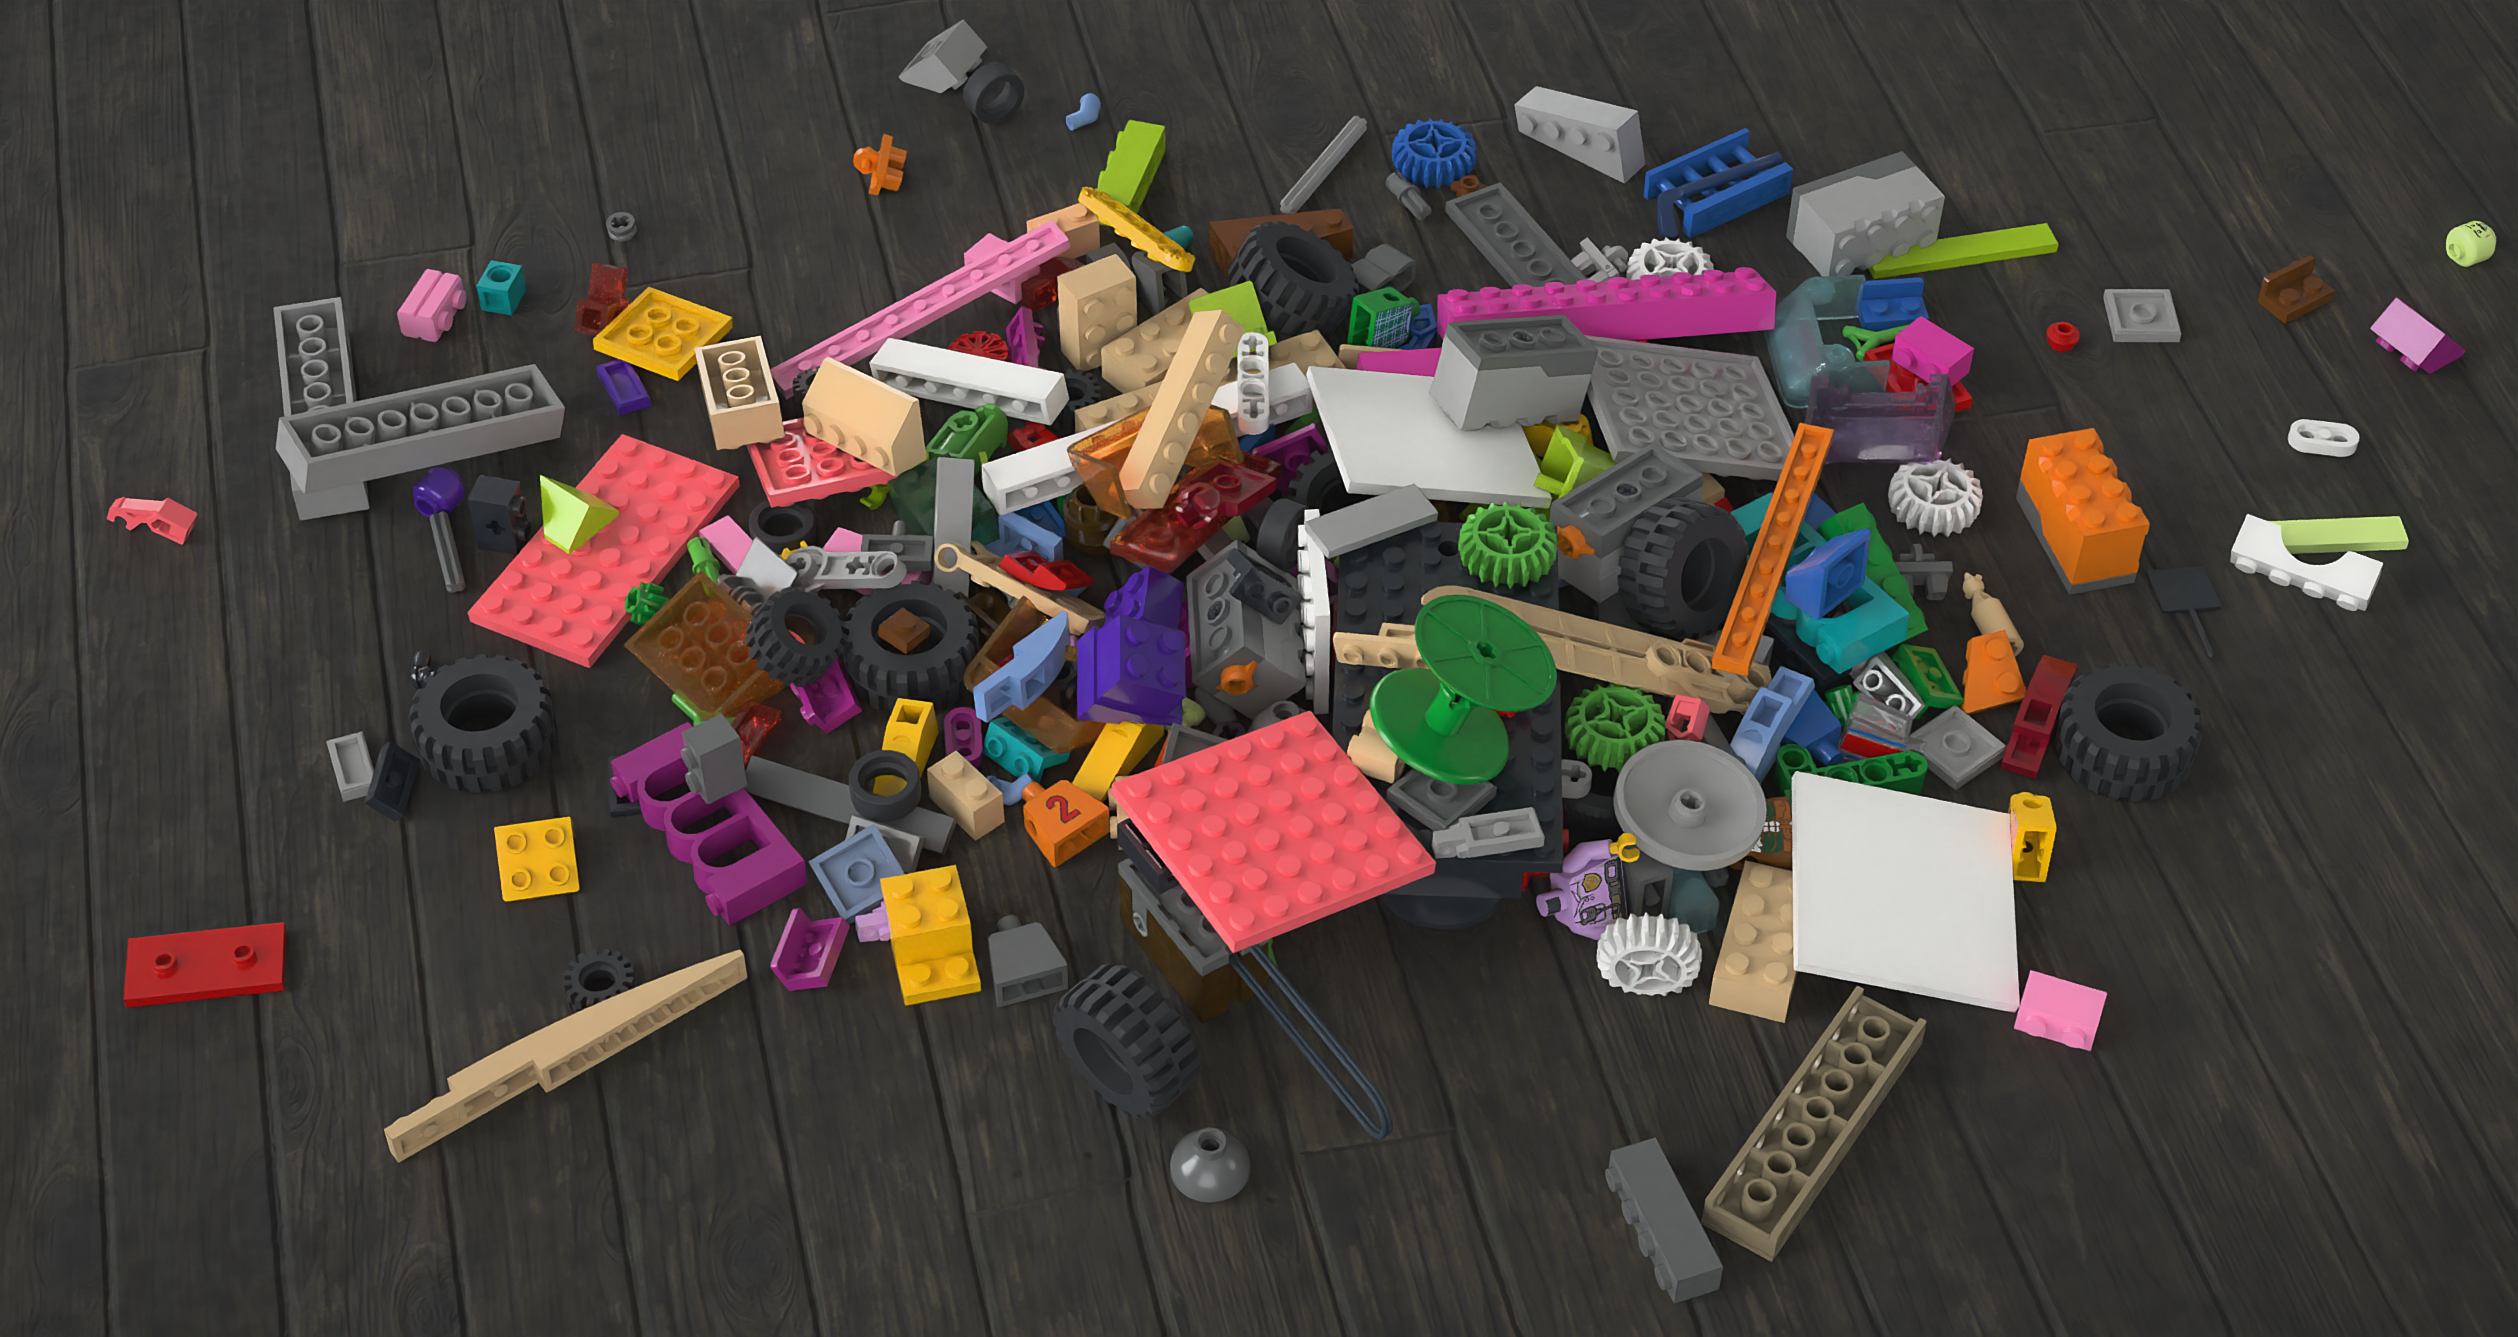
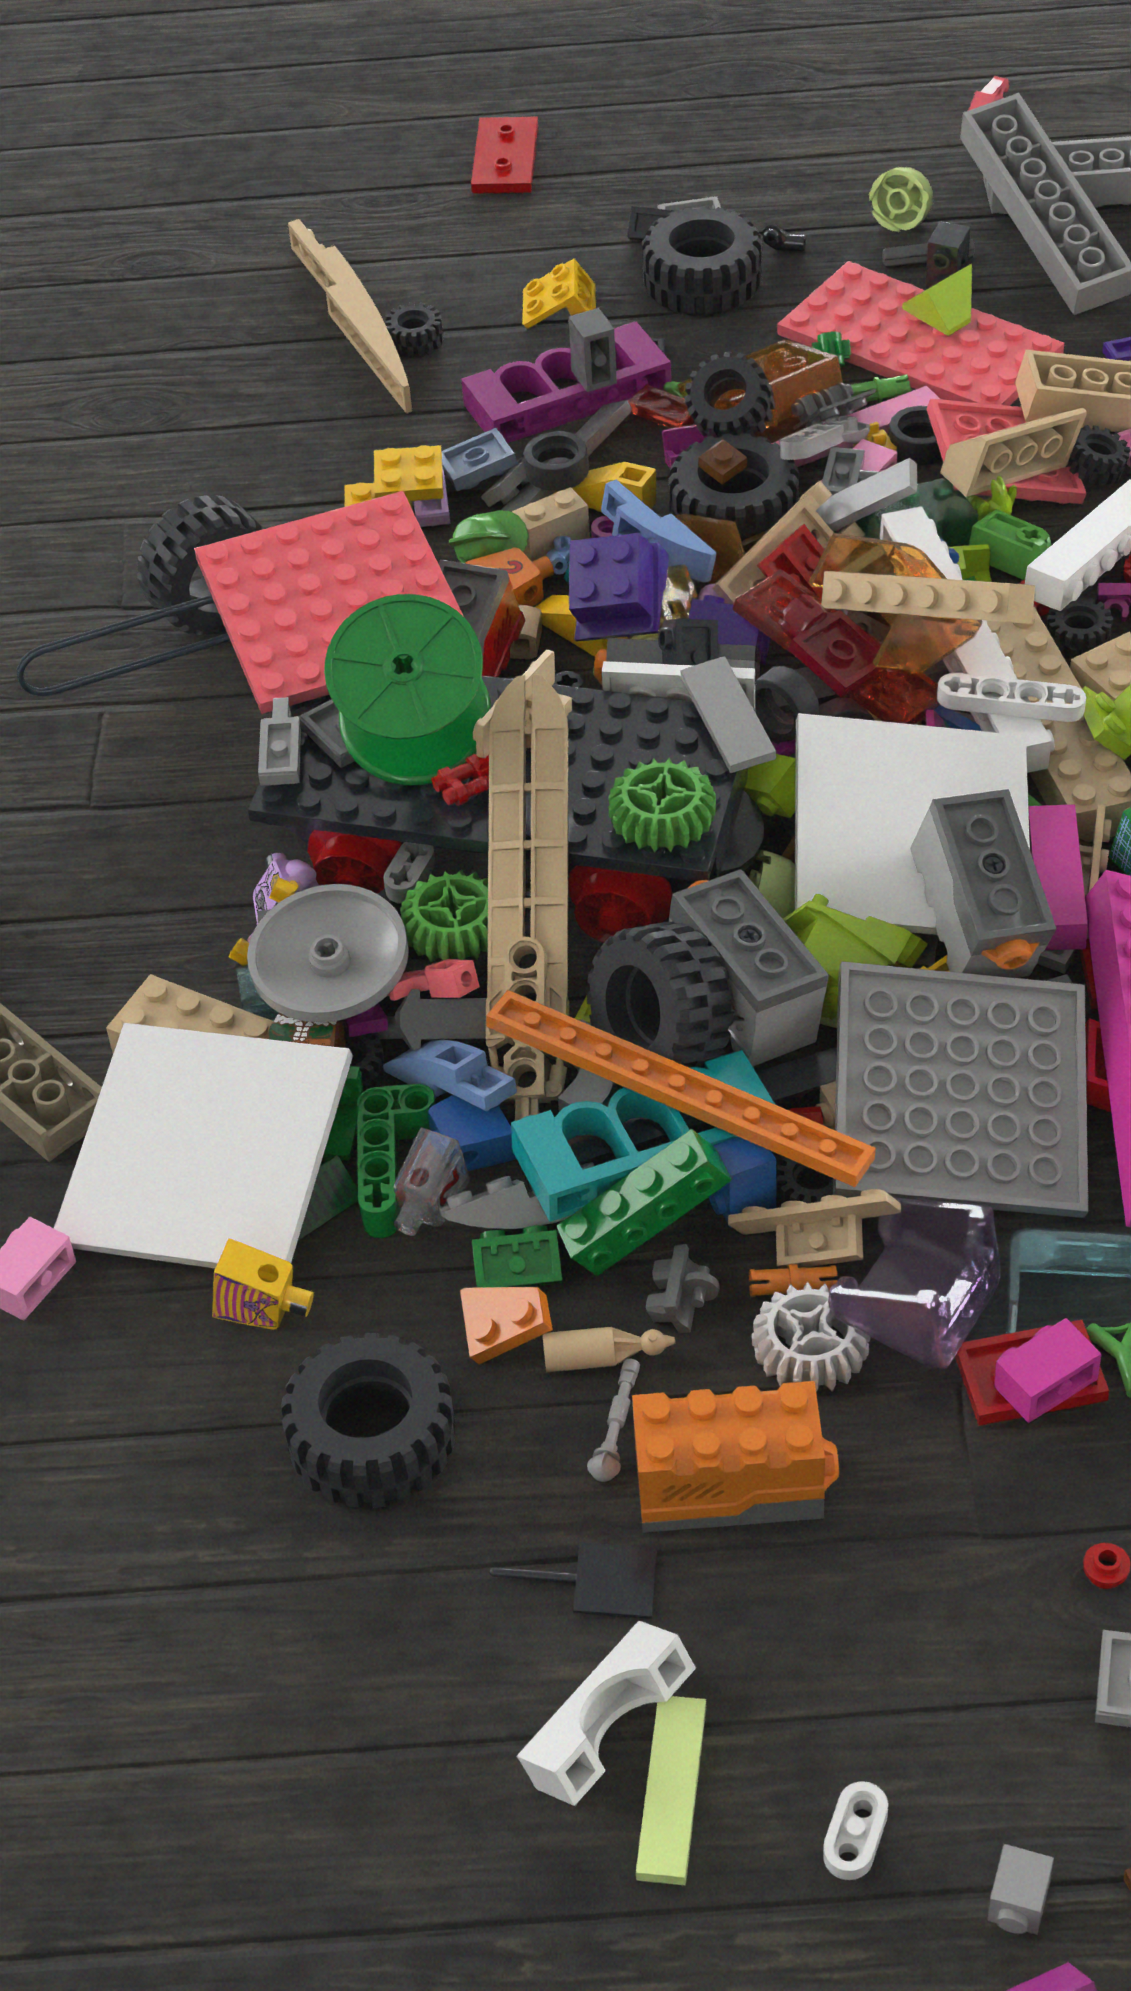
camera: 105 degrees right, 0 degrees up
(362, 567) = (901, 198): none -> yellowish green cylinder
(438, 491) = (998, 242): dark purple head -> none
(808, 951) = (407, 428): magenta bracket -> none
(1006, 839) = (488, 534): none -> bright green piece
(1210, 1174) = (107, 650): dark grey piece -> none
(1649, 955) = (197, 937): white gear -> none
(1829, 573) = (603, 1108): blue slope -> none
(1841, 701) = (489, 1165): green gear -> none
(1842, 479) = (817, 1231): none -> tan bracket
(1883, 513) = (780, 1279): none -> orange pin
(1958, 747) = (419, 1275): light grey tile -> none
(2038, 716) = (465, 1362): dark red slope -> none
(2093, 602) = (605, 1460): none -> light grey piece
(2328, 357) = (1020, 1890): none -> light grey brick

